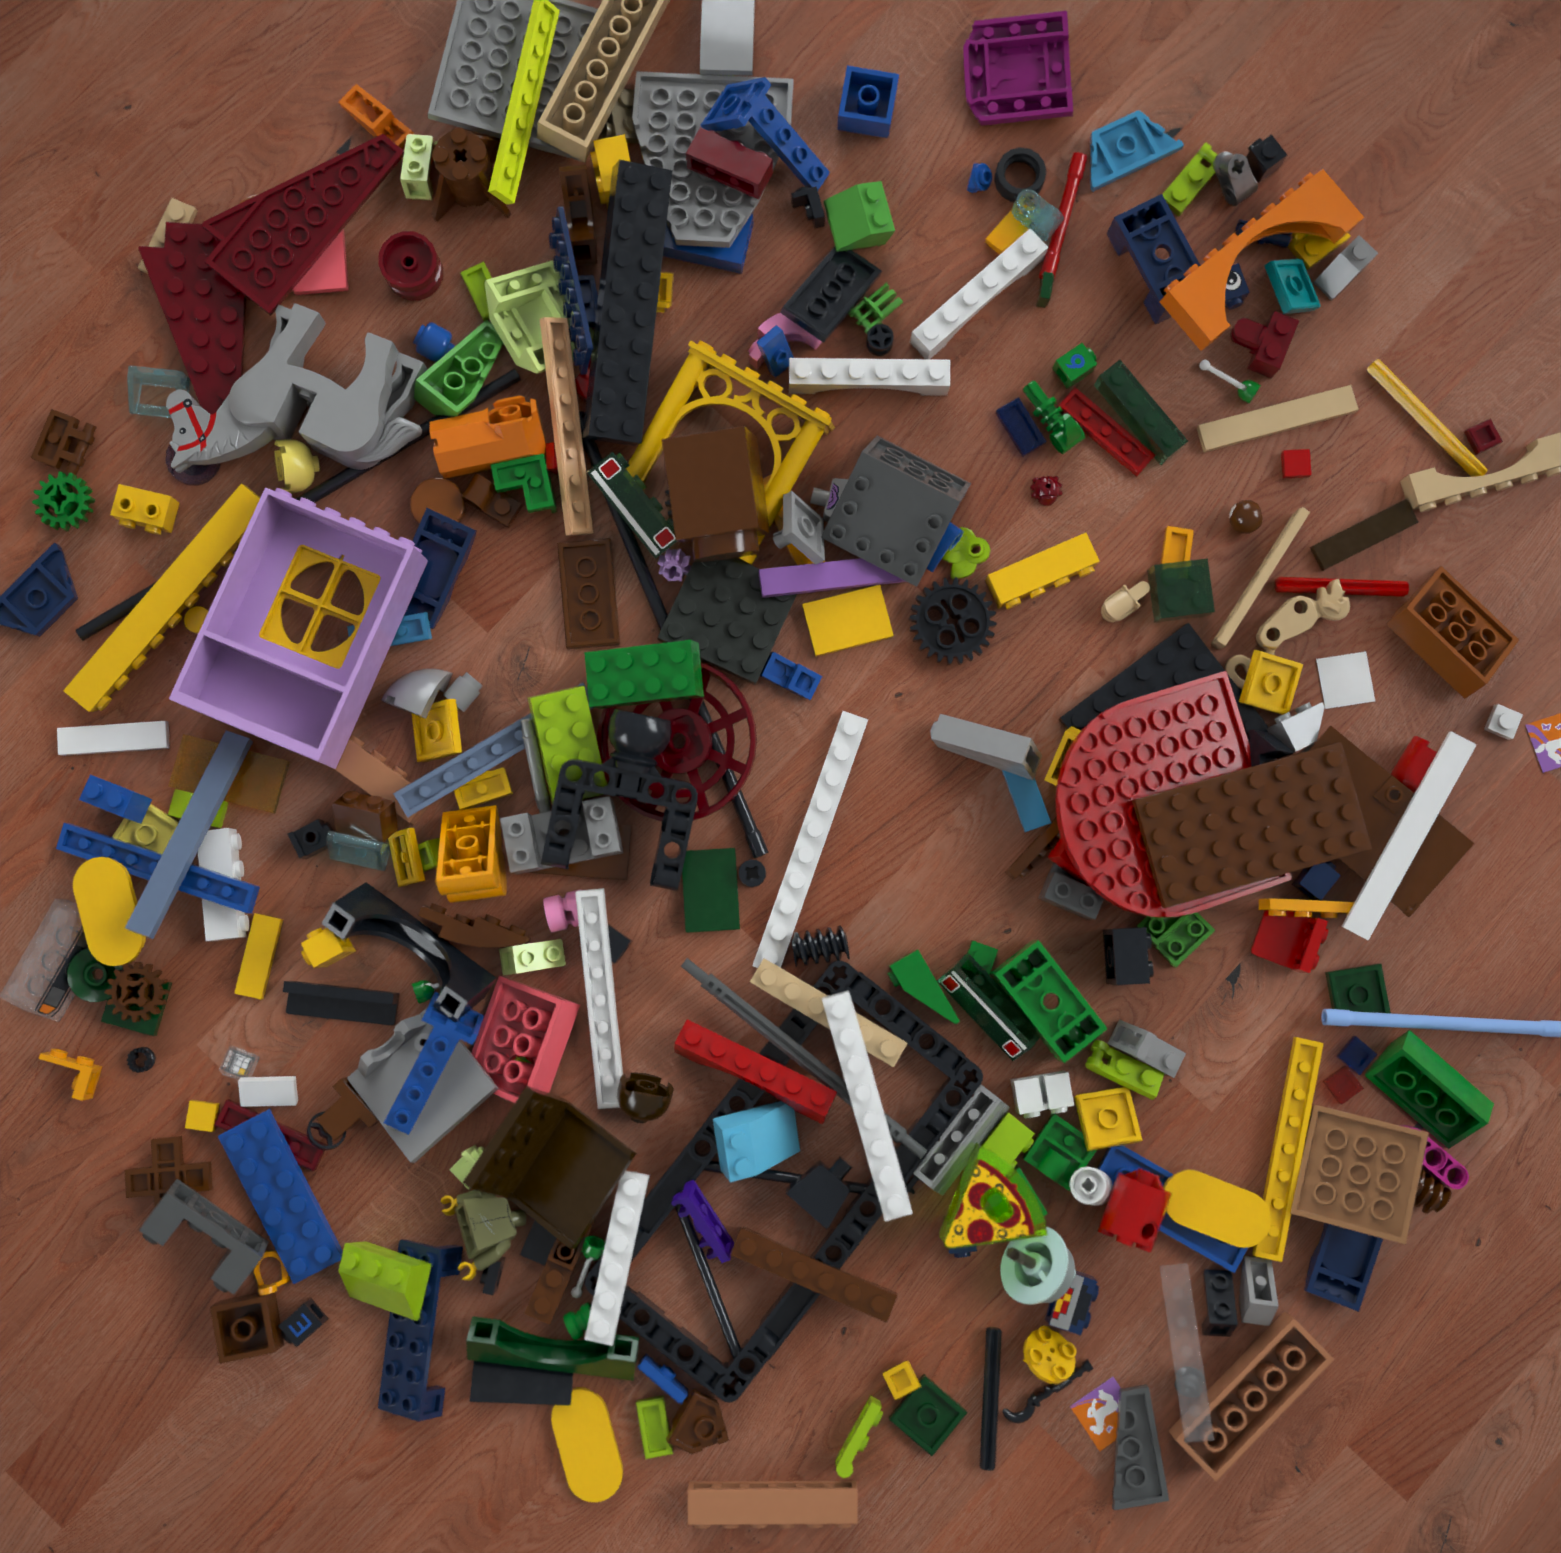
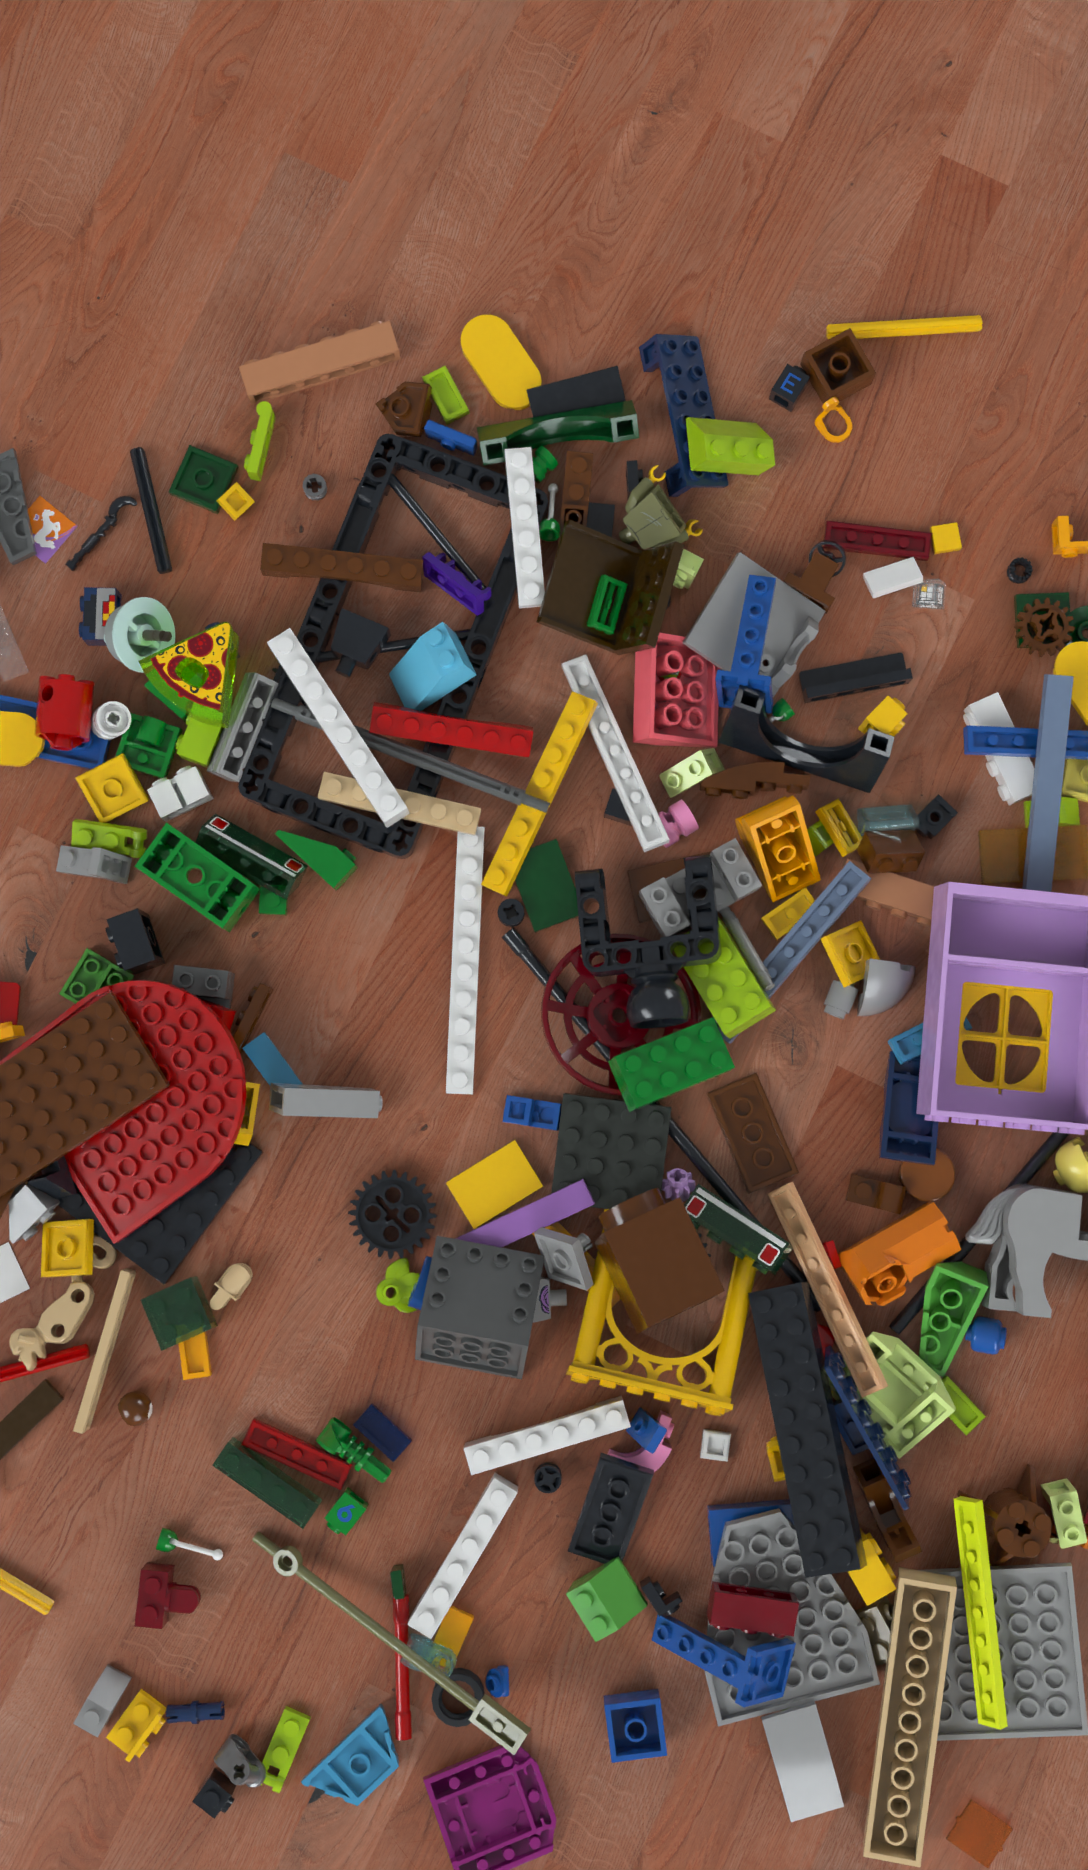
camera: 170 degrees right, 0 degrees up
(163, 1349) = (908, 327): none -> yellow axle
(165, 1169) = (955, 473): reddish brown plate -> none
(243, 1244) = (867, 435): dark grey plate -> none
(258, 956) = (945, 695): yellow tile -> none
(281, 1196) = (848, 490): blue plate -> none
(410, 265) = (1052, 1403): dark red wheel -> none
(530, 475) = (847, 1229): green panel -> none
(563, 1155) = (597, 603): none -> green tile
(643, 1096) = (546, 677): dark brown cylinder -> none
(682, 985) = (544, 786): none -> yellow plate
(716, 323) = (715, 1445): none -> white tile
(820, 945) = (426, 864): black piece -> none
(824, 1366) = (321, 482): none -> flat silver bush
(875, 307) = (563, 1506): bright green arm -> none
(999, 146) = (486, 1714): none -> olive bar
(1042, 570) = (319, 1291): yellow brick -> none
(1045, 495) = (340, 1369): dark red animal -> none
(1060, 1361) = (95, 561): yellow plate -> none
(1140, 234) = (272, 1626): dark blue plate -> none
(1236, 288) = (214, 1642): dark blue brick -> none
(1277, 418) = (130, 1521): tan tile -> none
(1292, 286) = (151, 1663): teal tile -> none
(1296, 463) = (99, 1480): red tile -> none
(1312, 209) = (150, 1748): orange arch -> none

